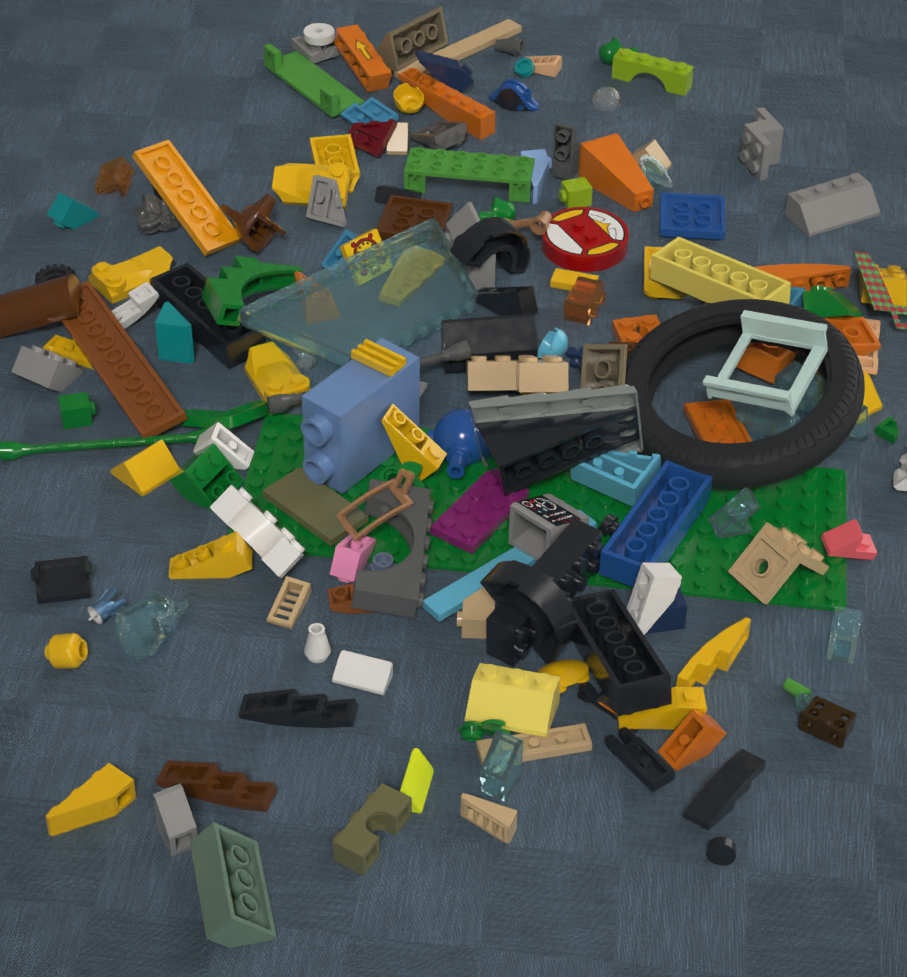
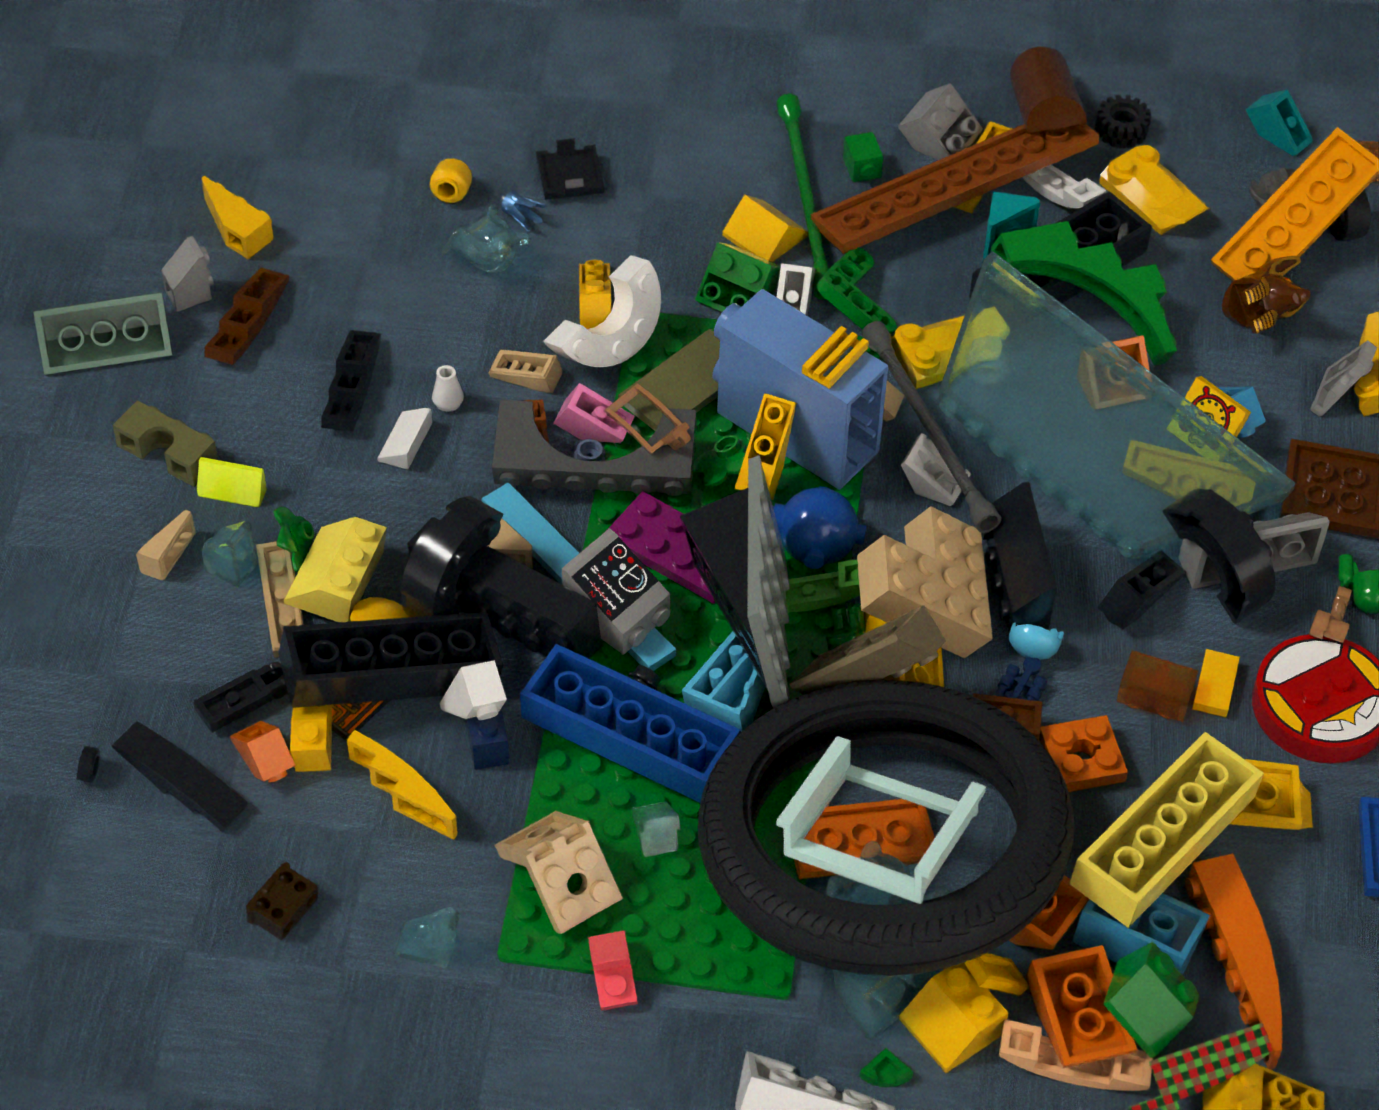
camera: 90 degrees right, 10 degrees up
(801, 694) = (336, 883): arm -> none

